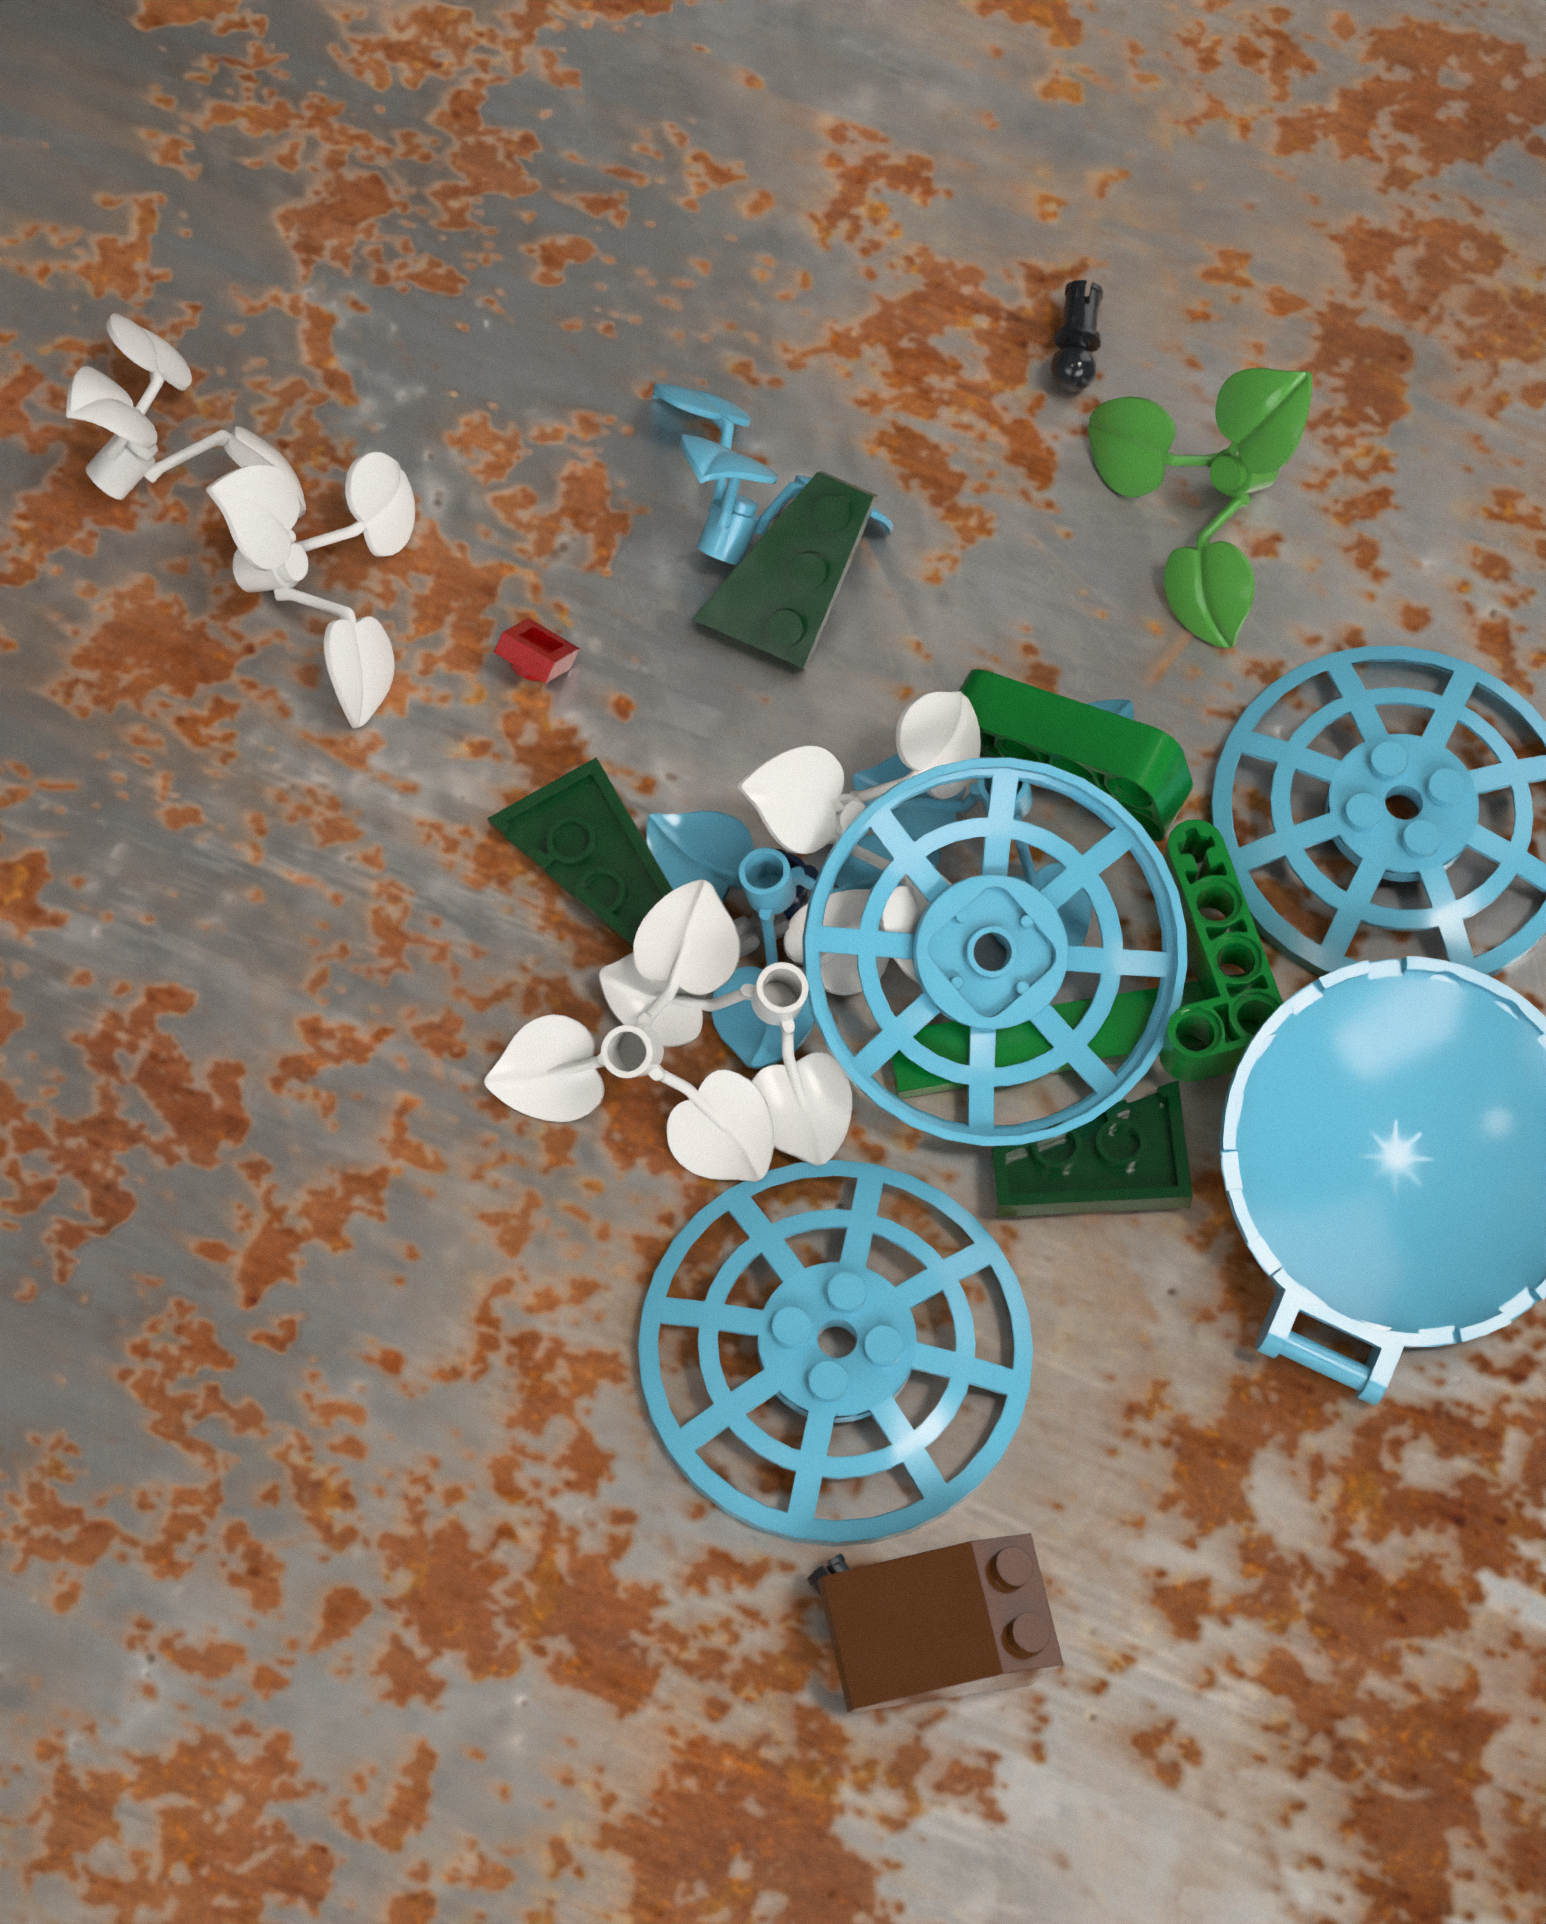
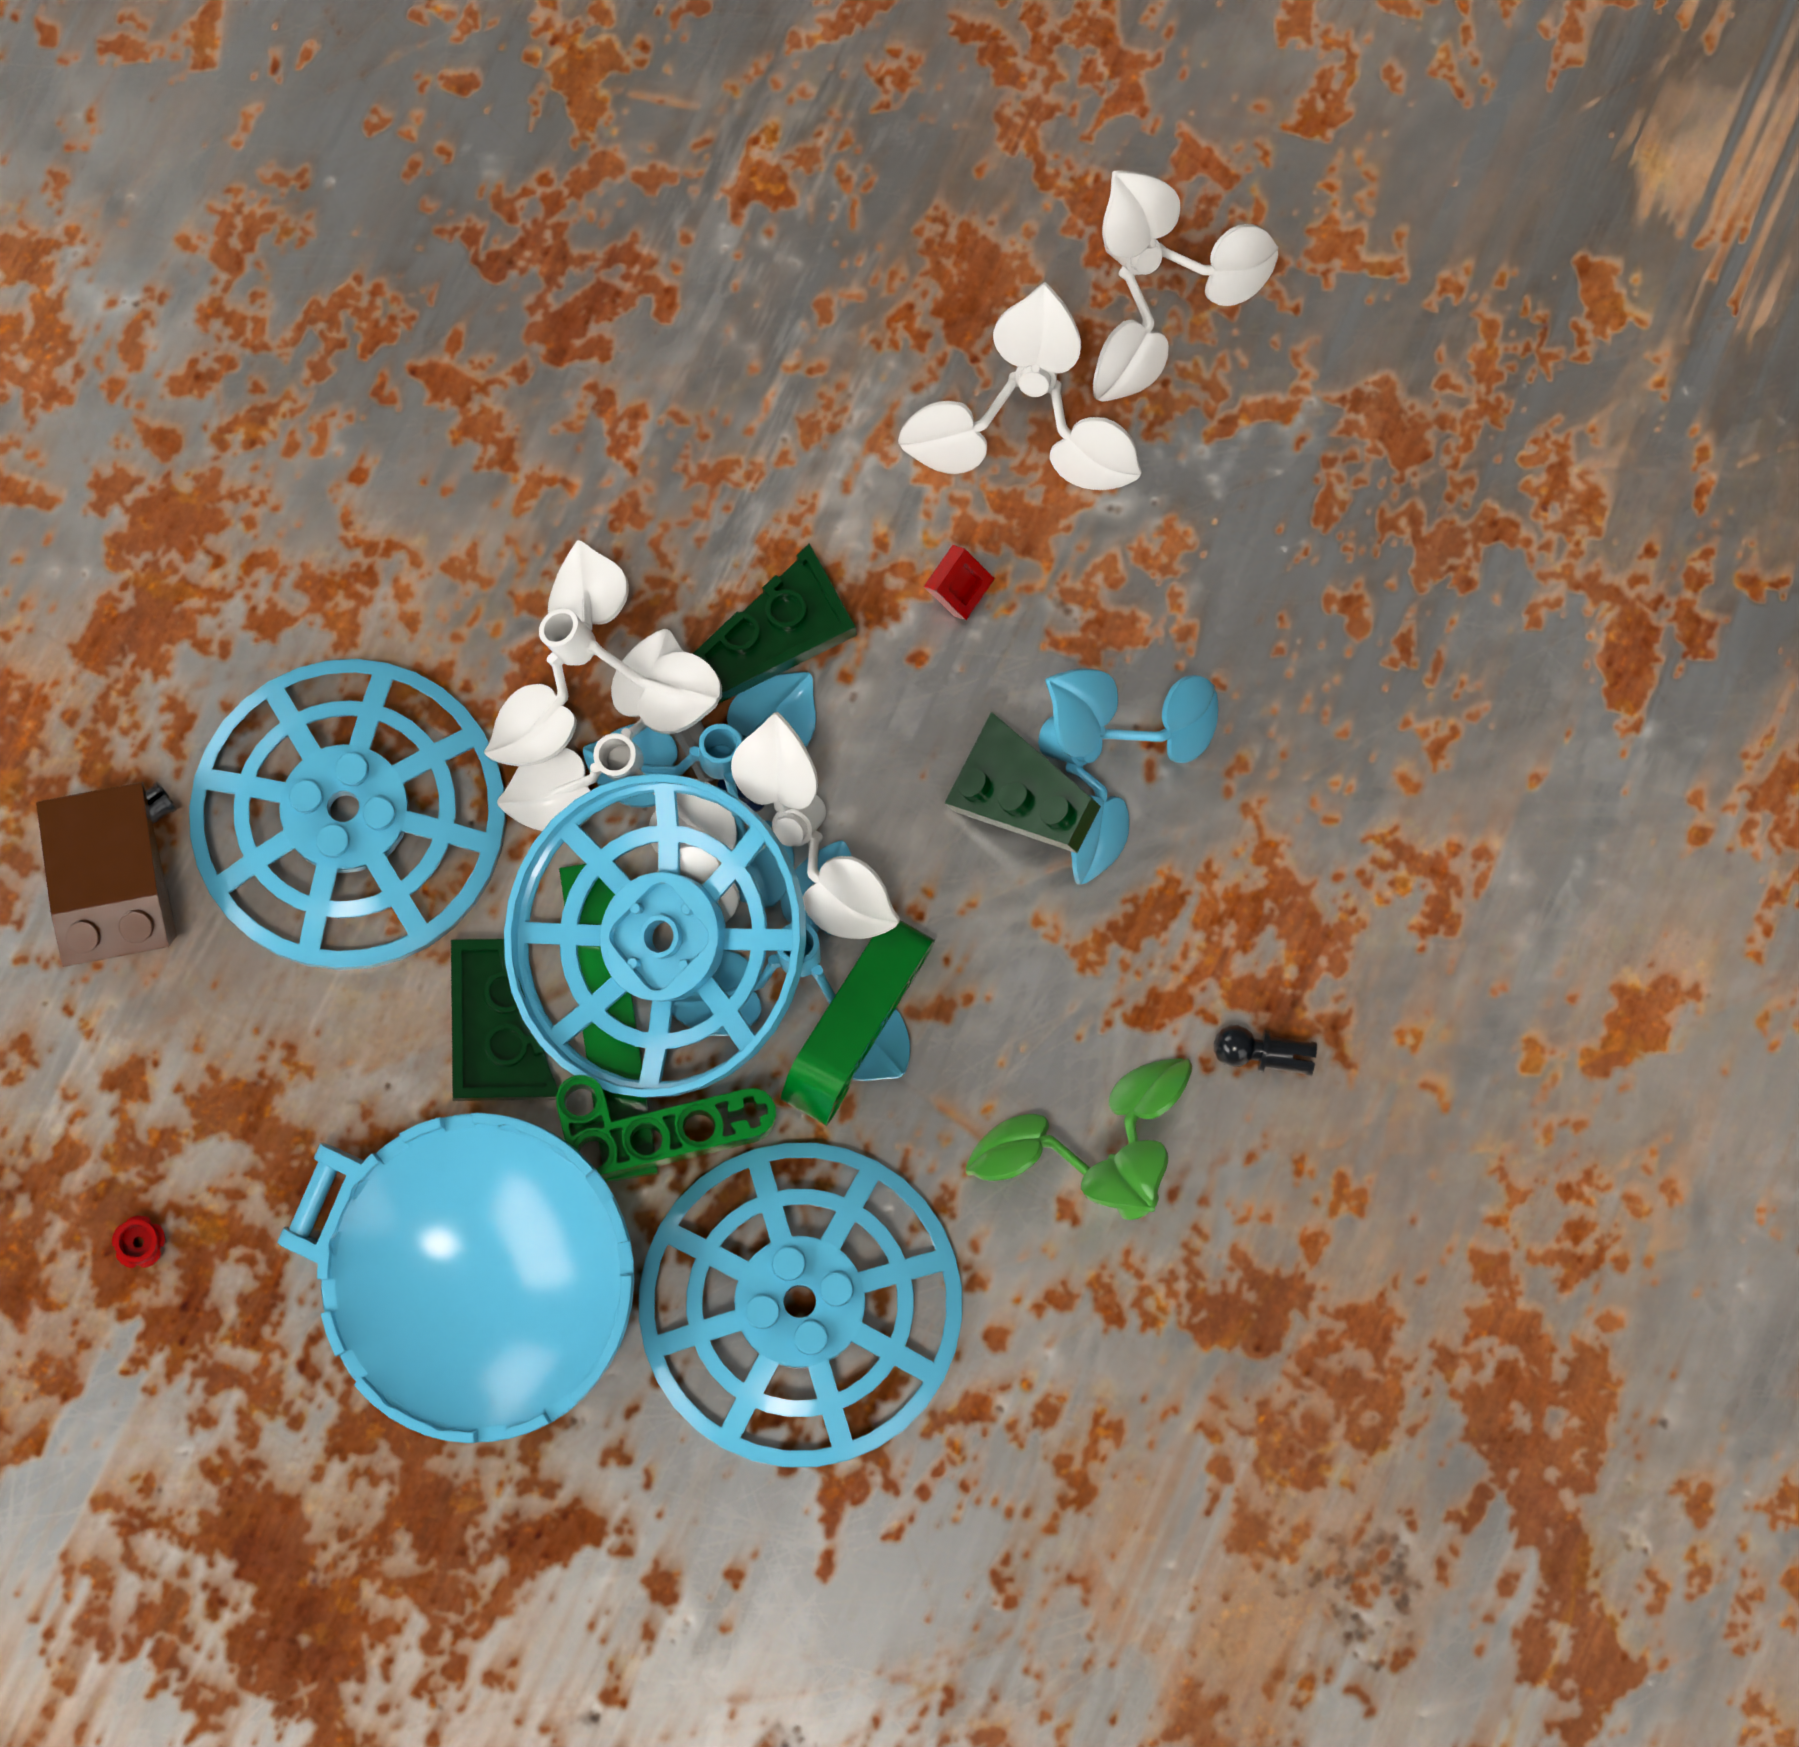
camera: 95 degrees right, 10 degrees up
(1400, 1559) = (124, 1238): none -> red plate

